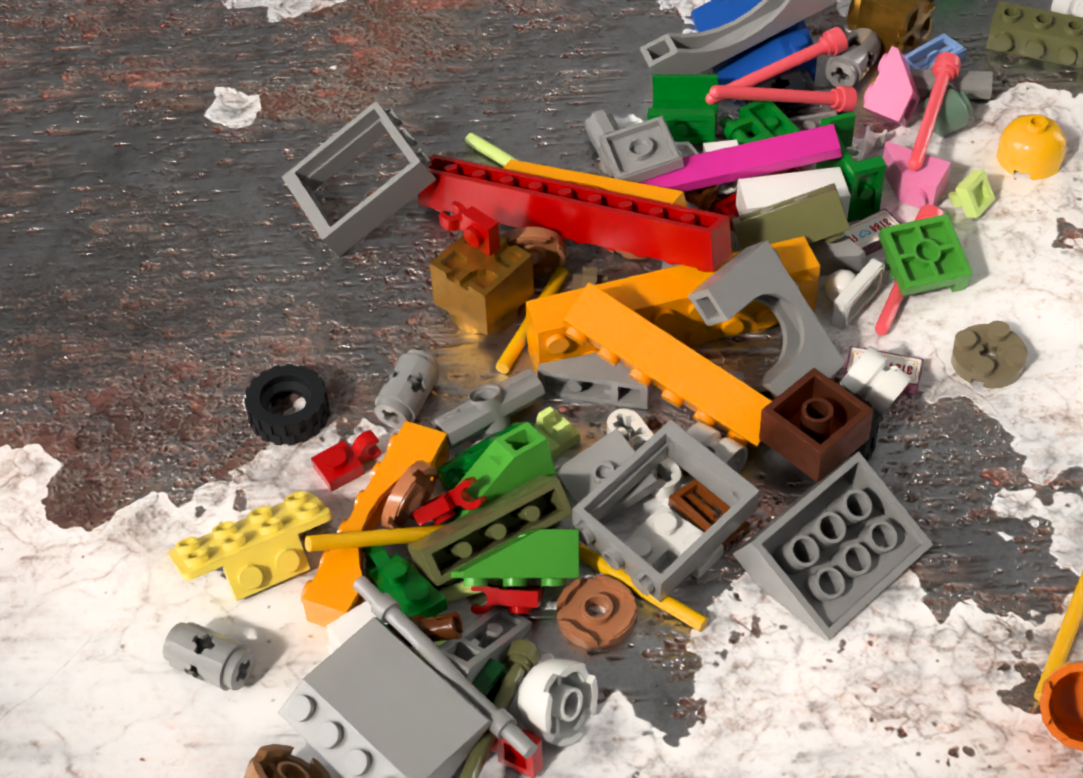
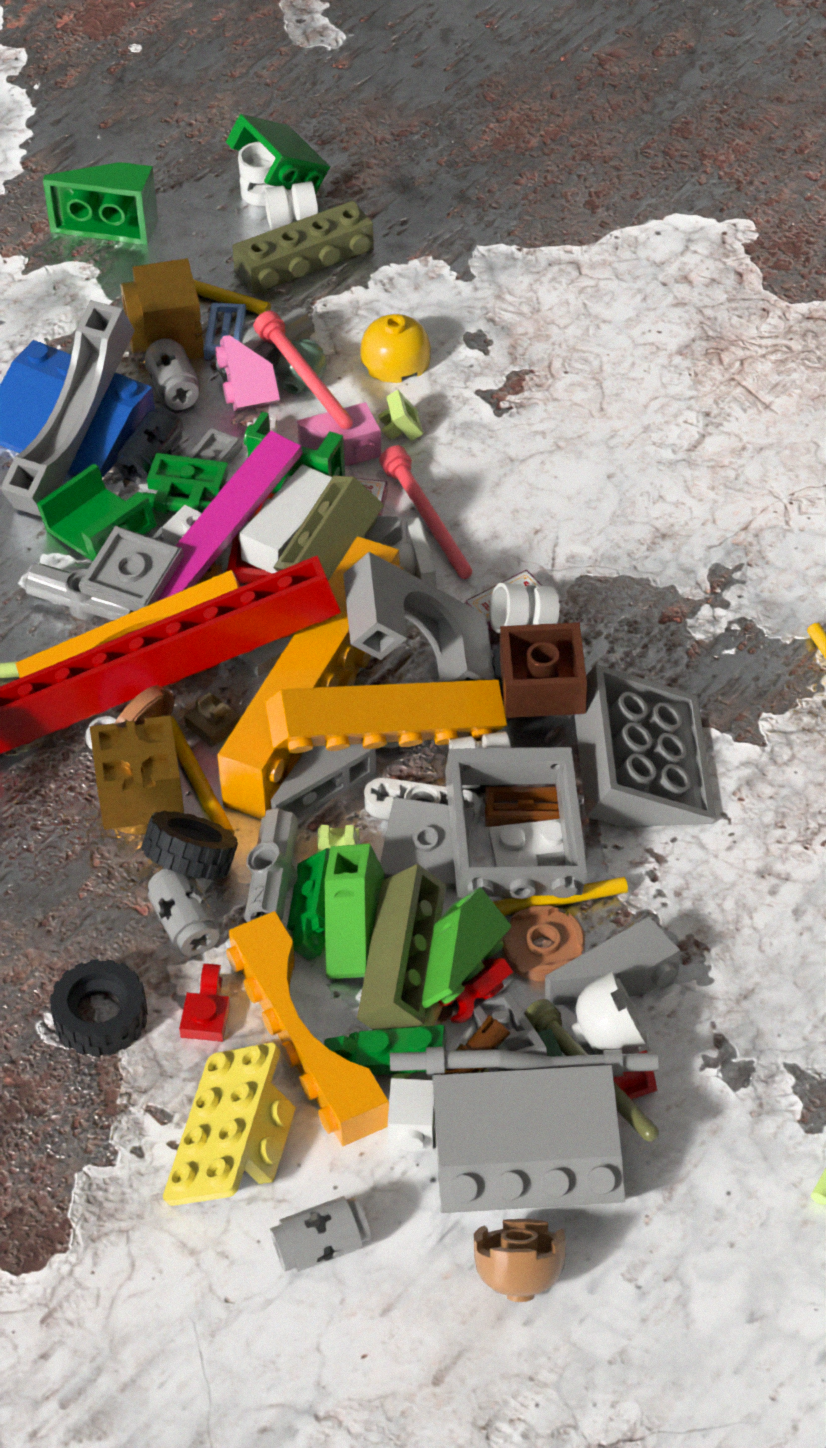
camera: 50 degrees left, 0 degrees up
(367, 538) = (332, 1031): yellow bar -> none
(408, 494) = (313, 981): nougat tile -> none
(441, 507) = (344, 961): red plate -> none
(443, 361) = (189, 845): none -> black tyre
(478, 228) = (108, 726): red plate -> none
(626, 675) = (638, 956): none -> light grey slope
(831, 42) = (157, 370): coral piece -> none
(841, 98) = (204, 415): coral piece -> none
(925, 255) = (437, 488): bright green piece -> none
(961, 34) = (227, 296): none -> yellow bar
(994, 339) = (562, 514): dark tan plate -> none

